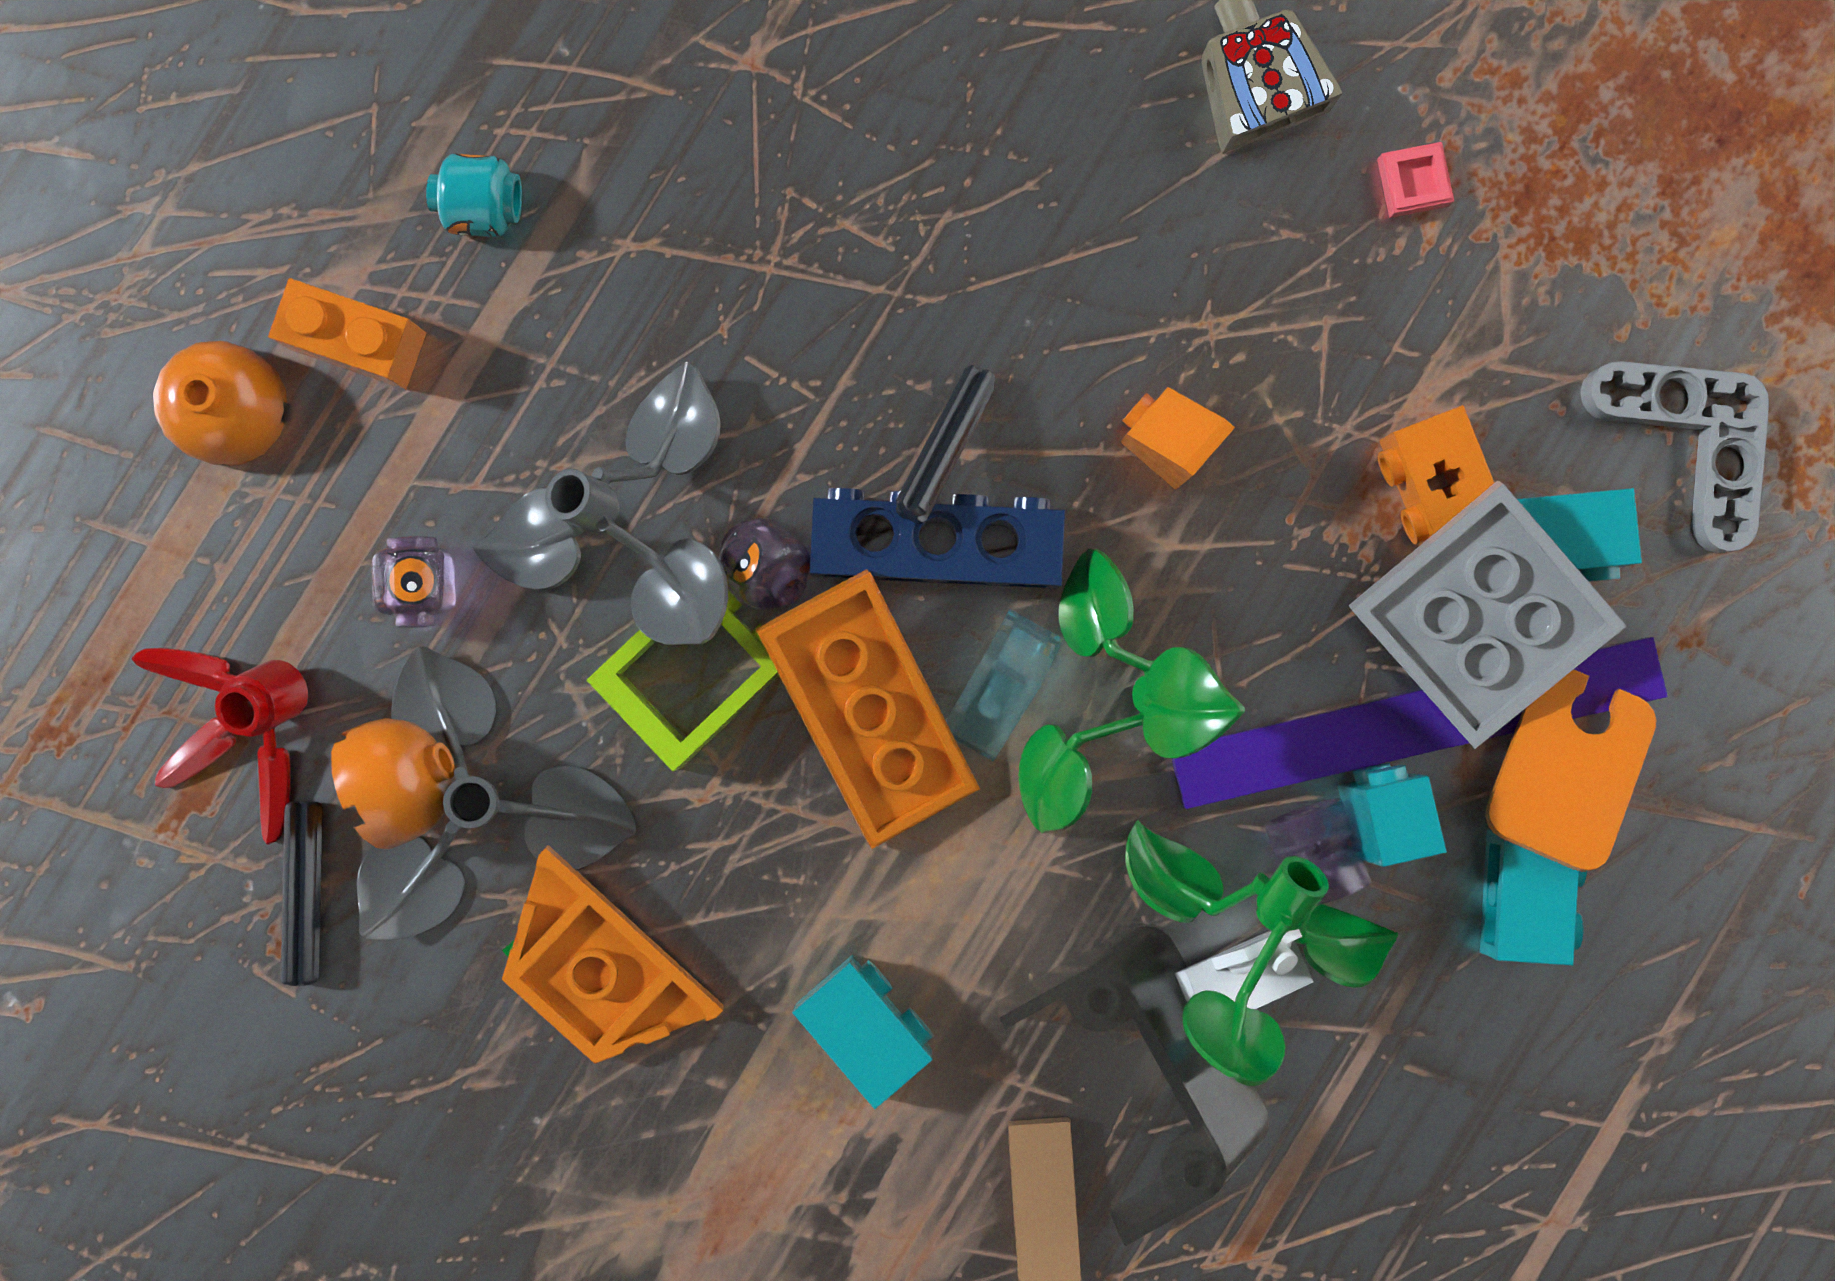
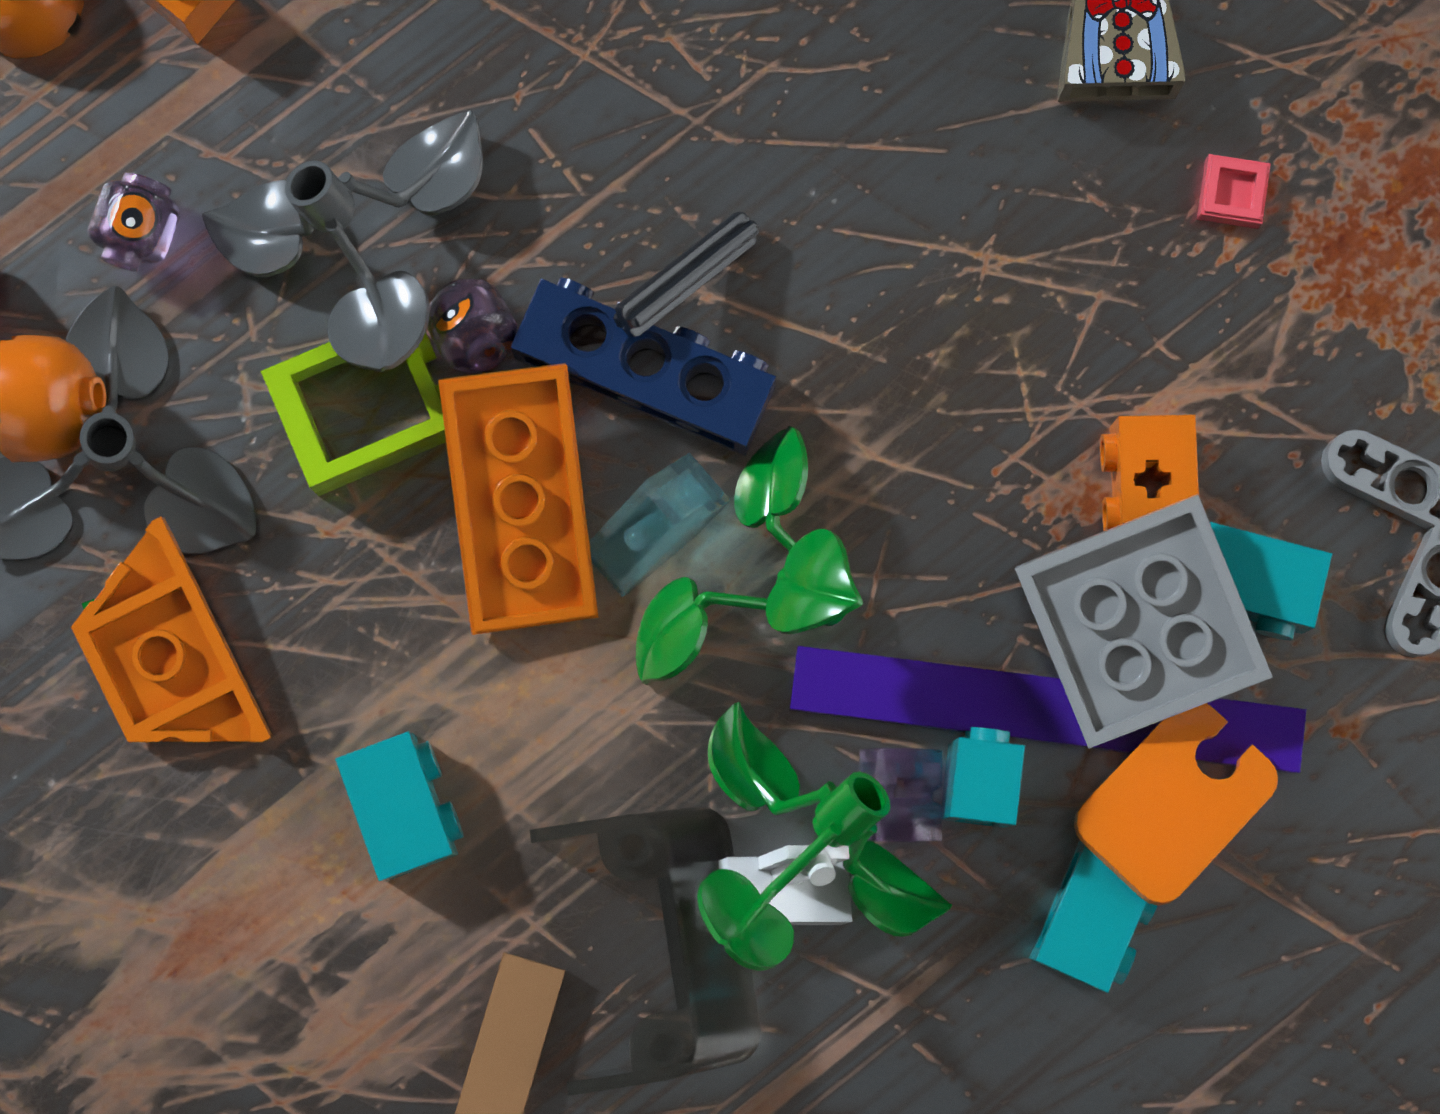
camera: 25 degrees right, 5 degrees down
(1174, 435) = (907, 346): orange slope -> none

